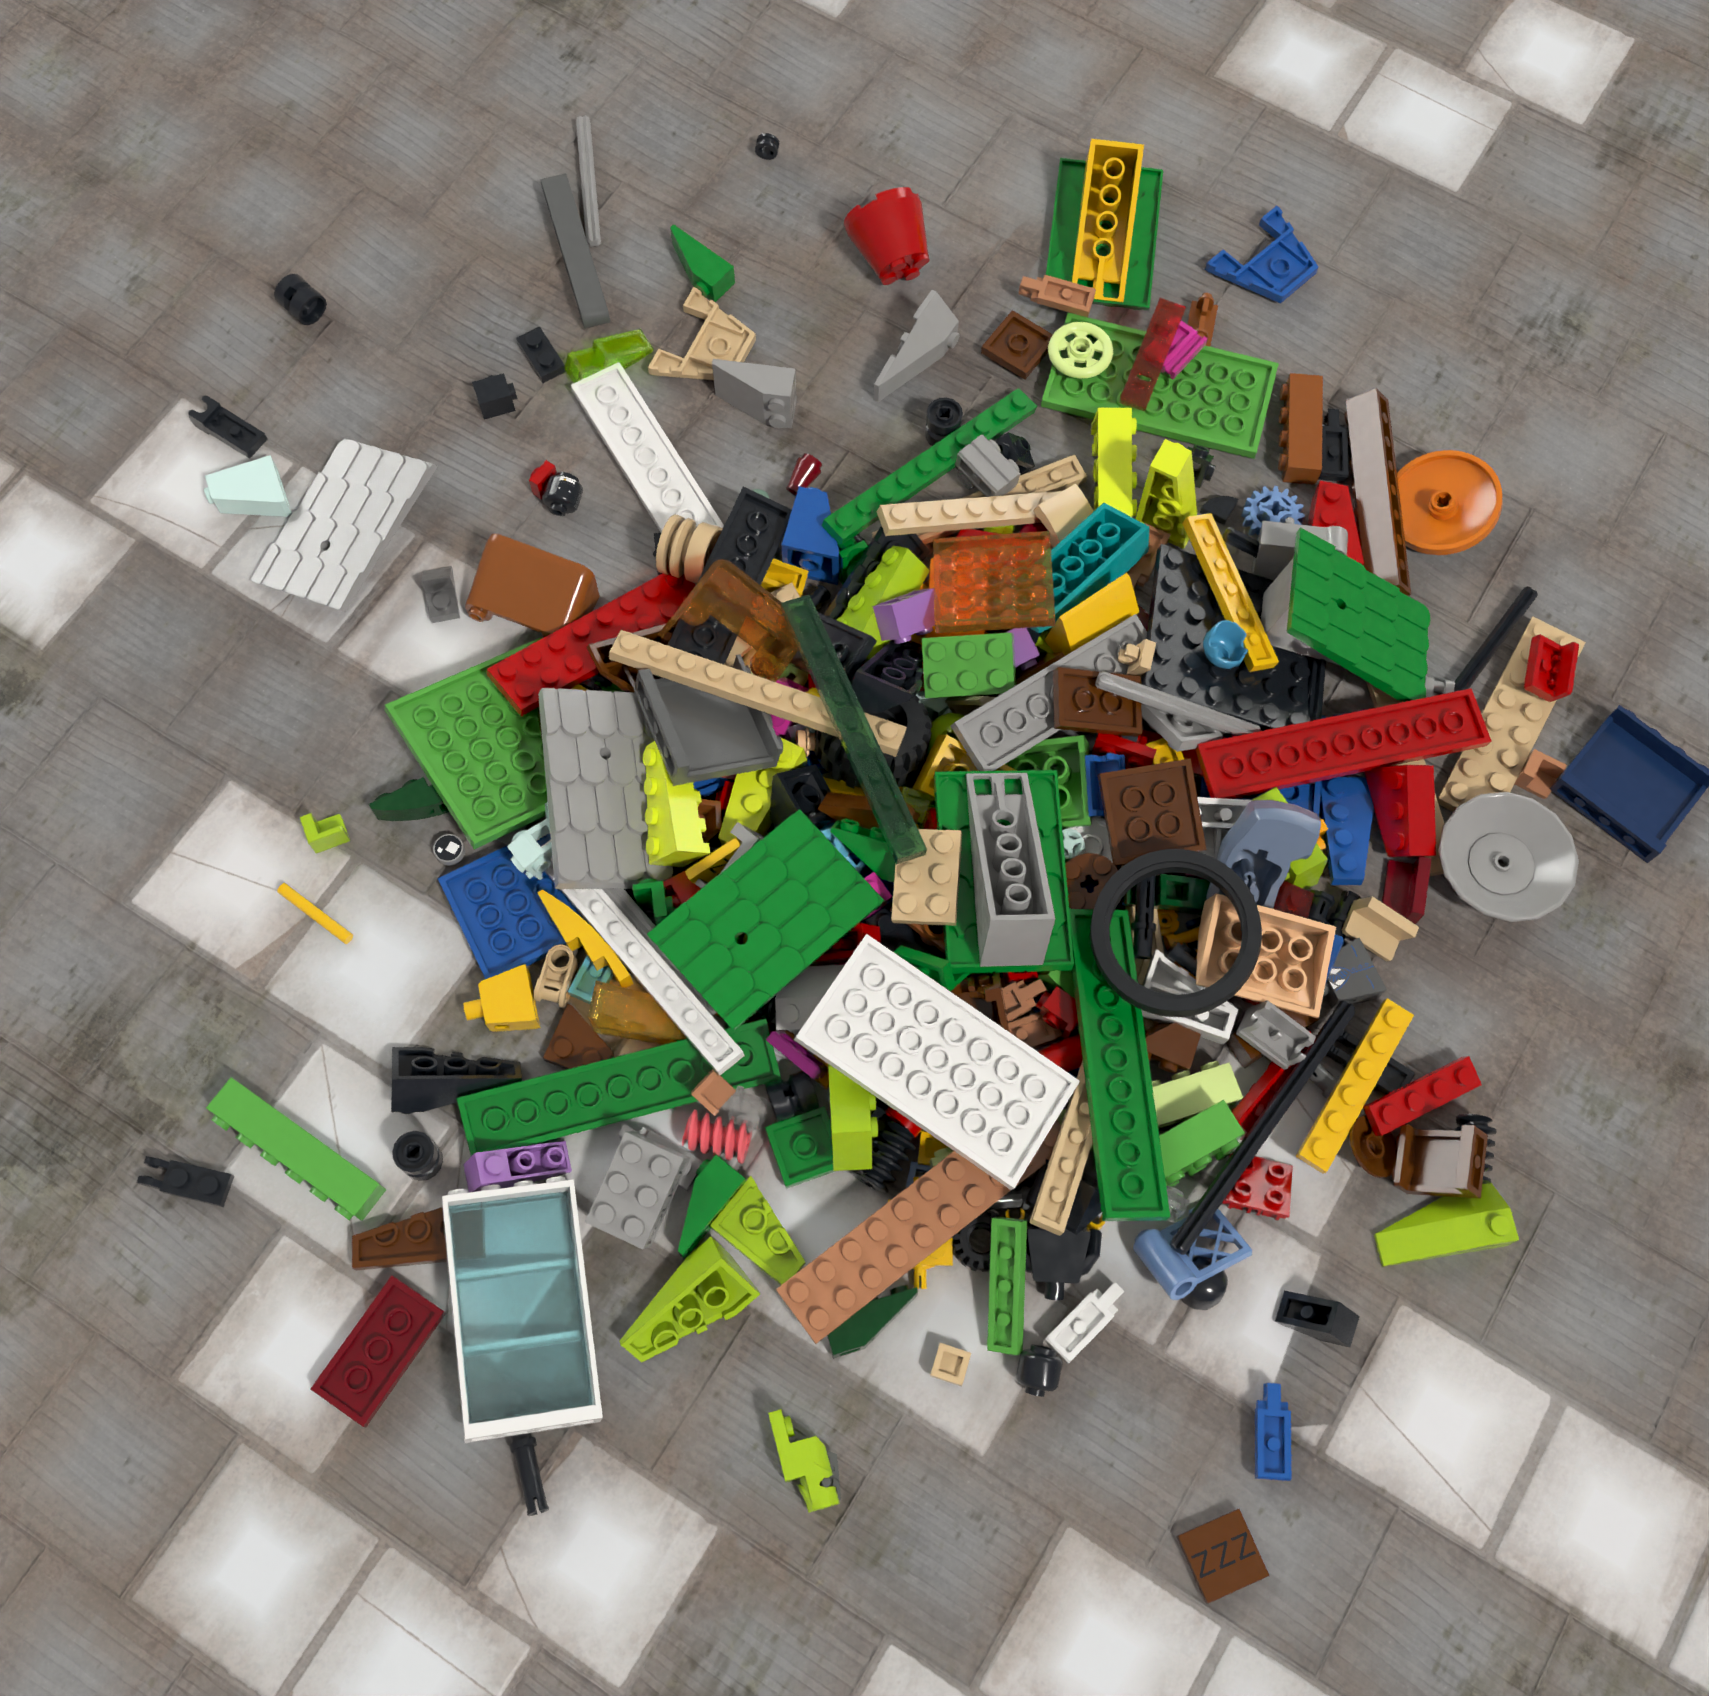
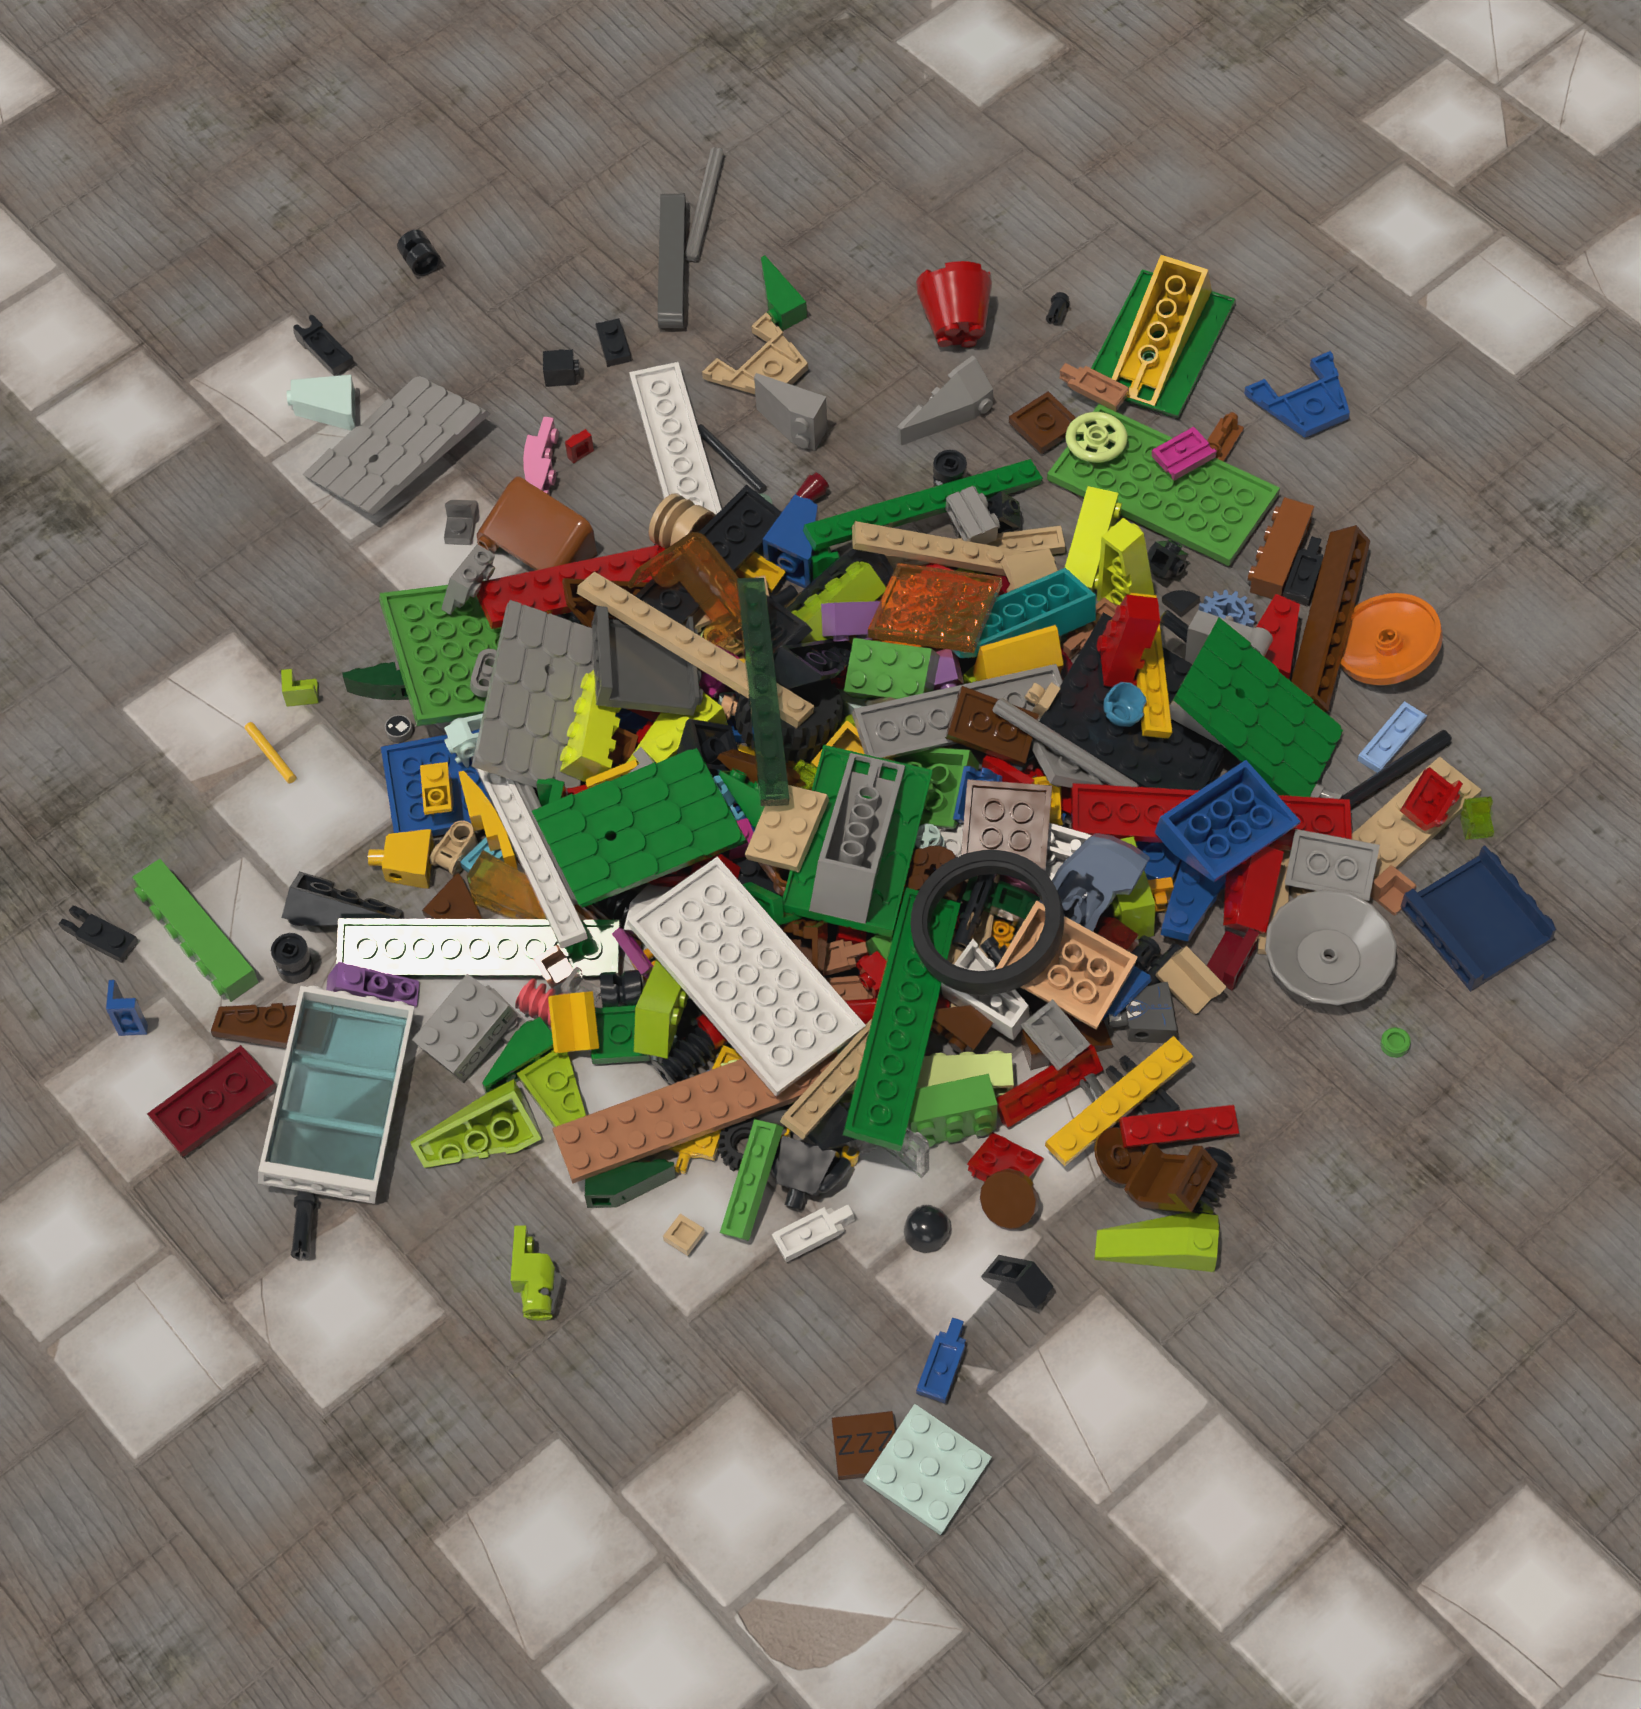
camera: 20 degrees right, 10 degrees down
(243, 1278) = (124, 1012): none -> blue panel
(480, 665) = (468, 578): none -> light grey plate
(504, 503) = (538, 456): none -> bright pink slope
(519, 918) = (436, 788): none -> yellow slope
(530, 770) = (482, 672): none -> light grey plate
(562, 494) = (591, 461): black head -> none
(623, 348) = (686, 351): clear neon green slope -> none
(709, 457) = (731, 459): none -> black bar
(756, 1152) = (573, 1022): none -> yellow panel
(767, 146) = (874, 206): black bush -> none
(989, 212) = (1060, 302): none -> black pin
(1039, 1370) = (758, 1257): black head -> none
(1152, 354) = (1156, 452): clear red hinge -> none
(1176, 1271) = (903, 1201): medium blue piece -> none
(1209, 572) = (1127, 637): none -> red wedge
(1261, 1129) = (1023, 1112): black axle -> none
(1281, 1229) = (1009, 1198): none -> reddish brown tile
(1299, 1567) = (927, 1469): none -> light aqua plate
(1374, 752) = (1226, 822): none -> blue slope
(1477, 606) = (1392, 737): none -> light blue tile
(1481, 765) = (1332, 864): none -> light grey plate
(1591, 675) = (1476, 818): none -> clear neon green panel
(1597, 939) = (1395, 1042): none -> bright green tile

